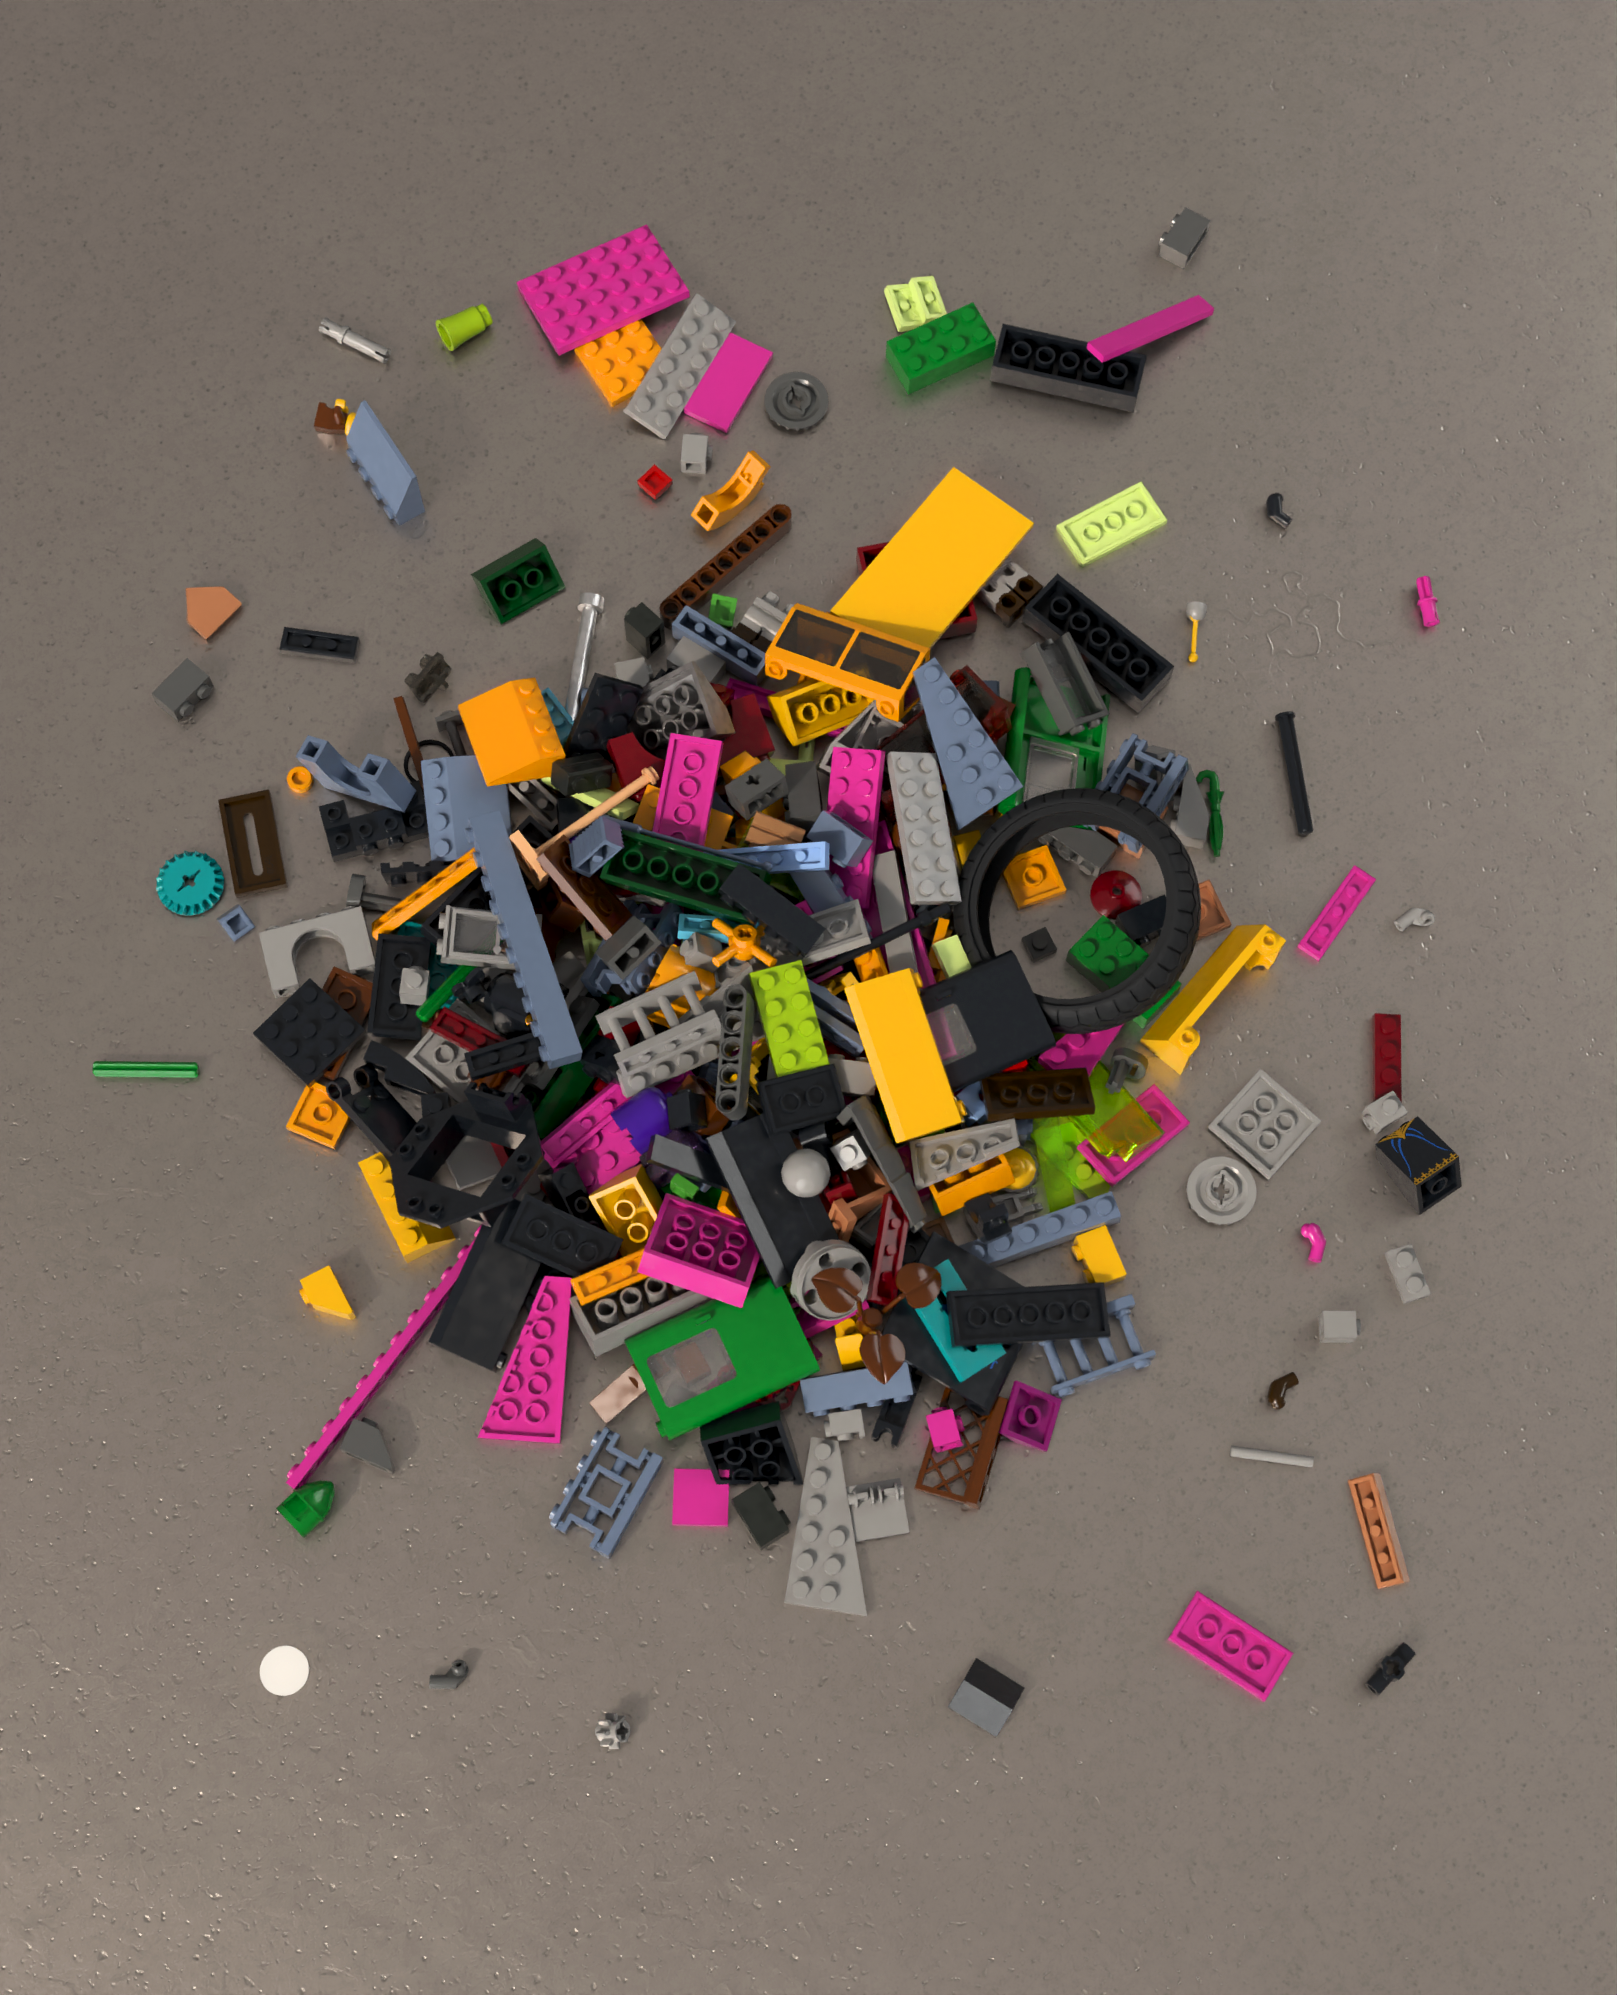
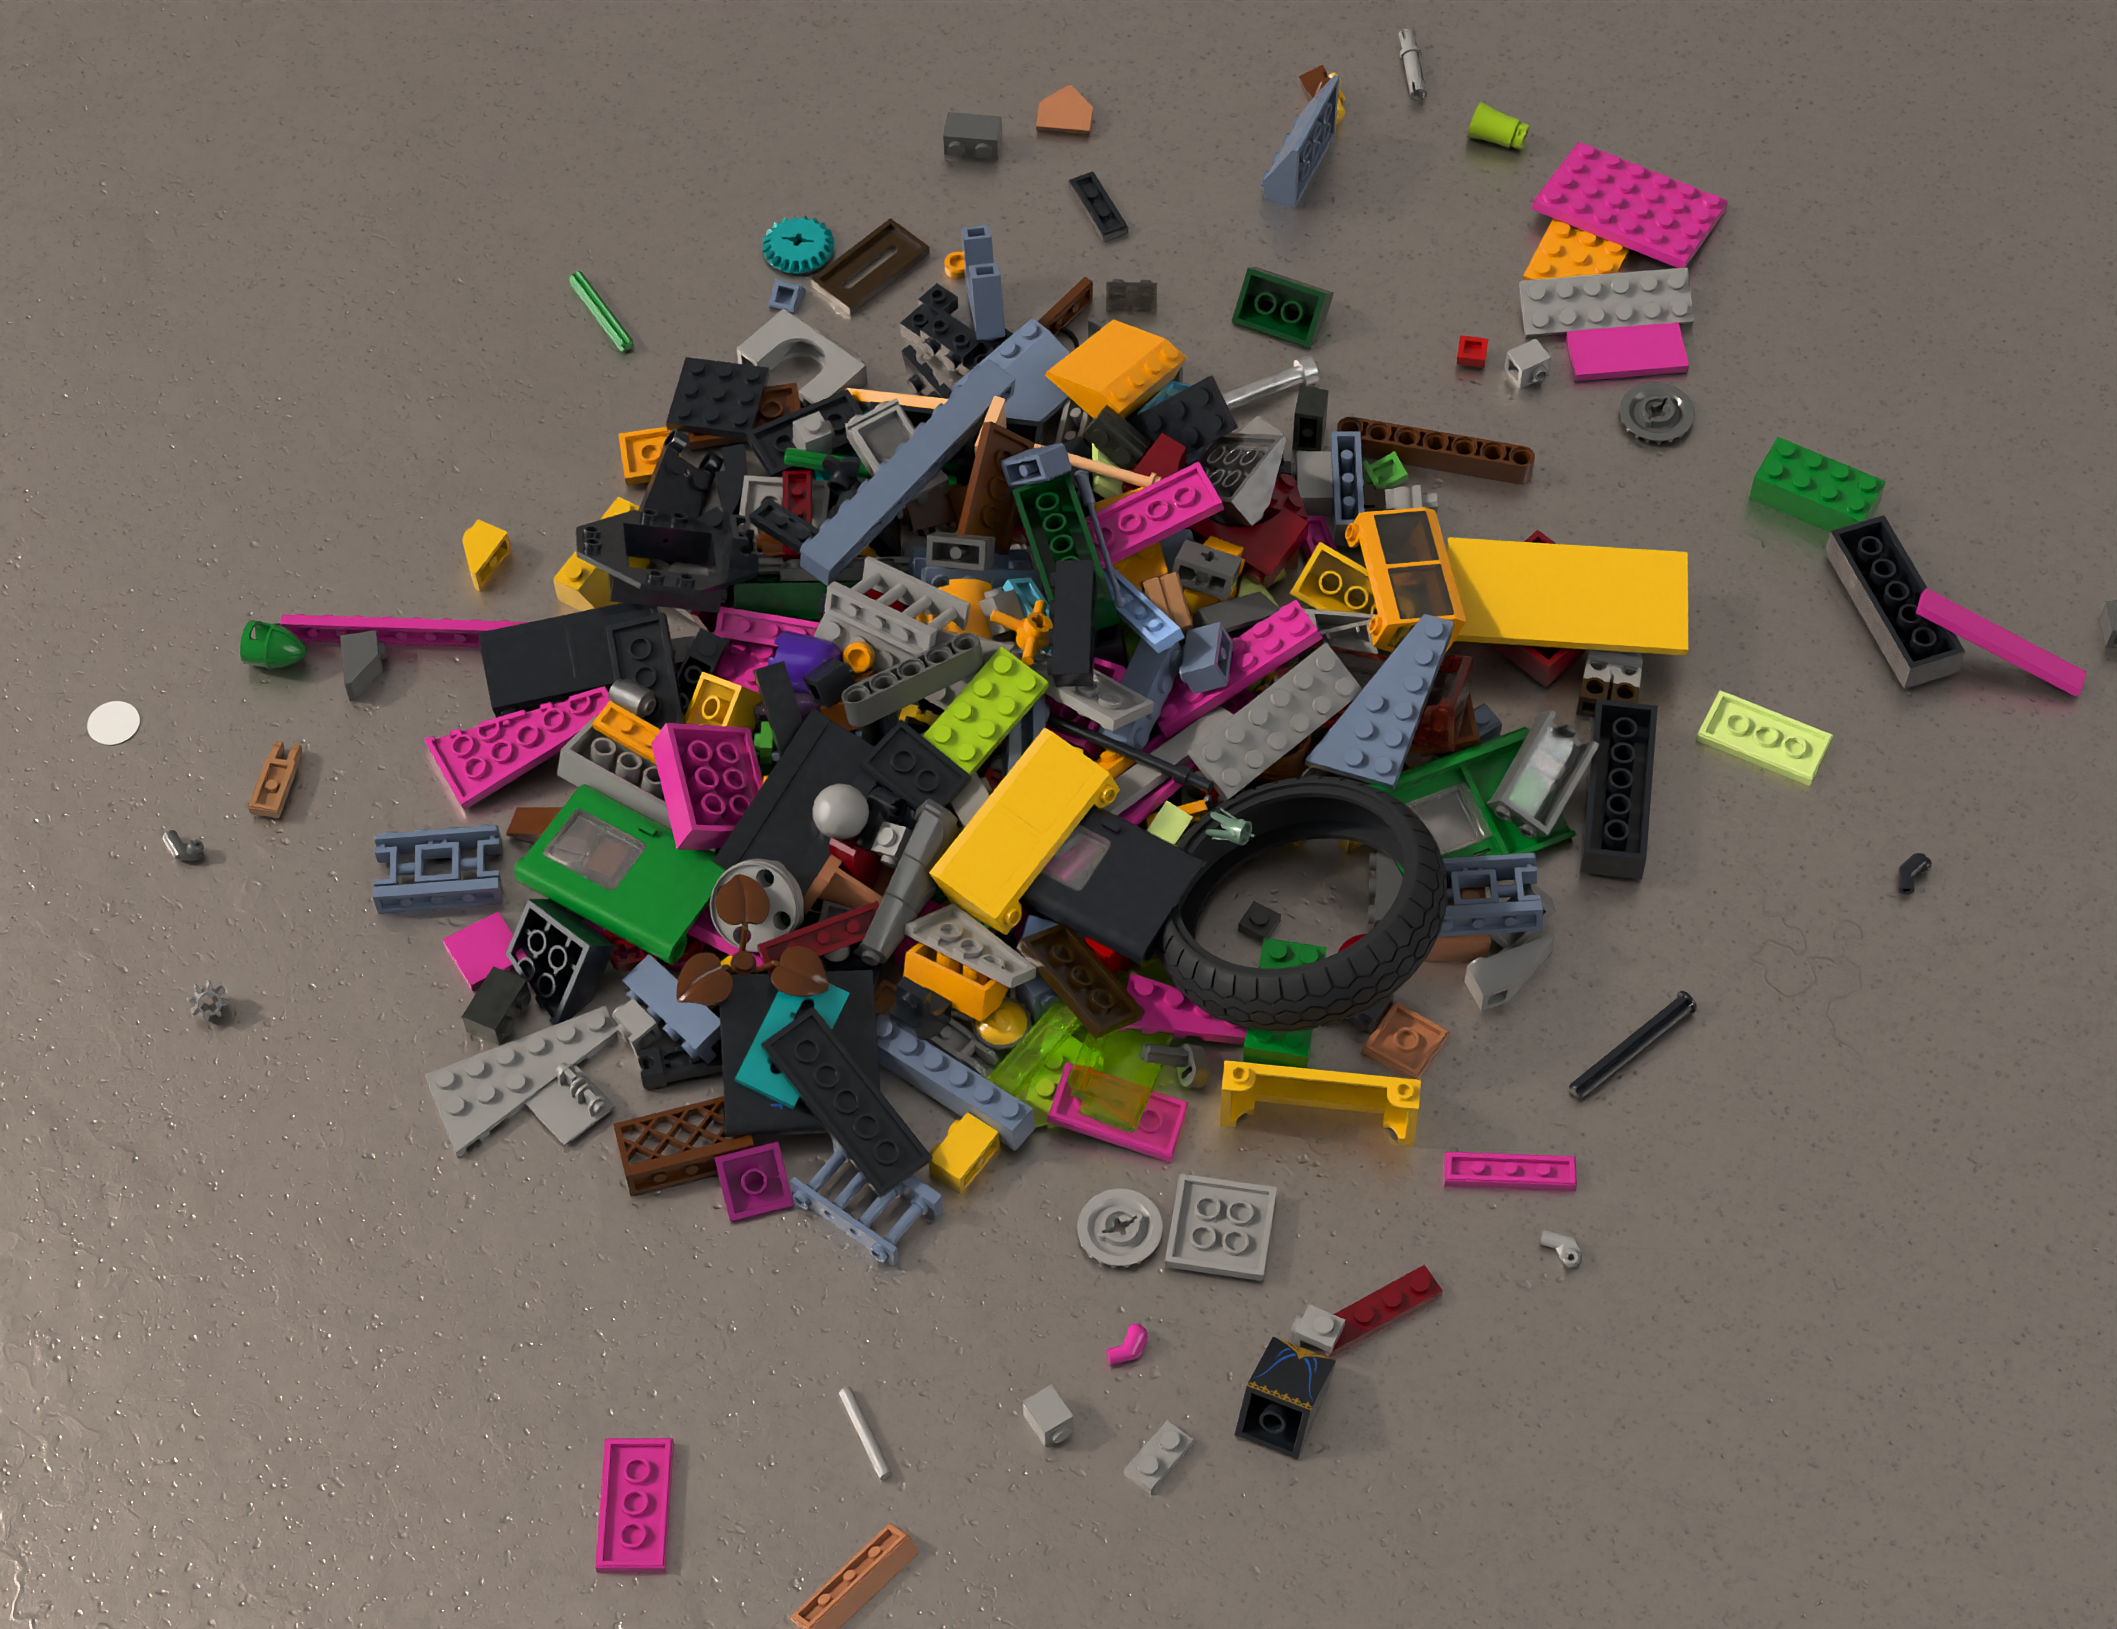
camera: 60 degrees right, 15 degrees down
(358, 897) = (879, 363): dark grey piece -> none
(437, 1573) = (275, 781): none -> medium nougat hinge
(579, 1261) = (632, 697): none -> flat silver brick
(671, 1077) = (859, 656): none -> light orange tile
(727, 502) = (1506, 416): light orange arch -> none
(914, 303) = (1851, 444): yellowish green slope -> none
(945, 1429) = (685, 1108): dark pink brick -> none
(986, 1697) = (440, 1303): slope -> none
(999, 910) = (1236, 830): none -> sand green piece
(1033, 878) = (1325, 877): light orange tile -> none
(1195, 612) = (1732, 861): hinge -> none
(1215, 826) = (1515, 1005): green piece -> none
(1278, 1390) = (943, 1397): dark brown arm -> none
(1427, 602) = (1932, 1063): dark pink axle -> none

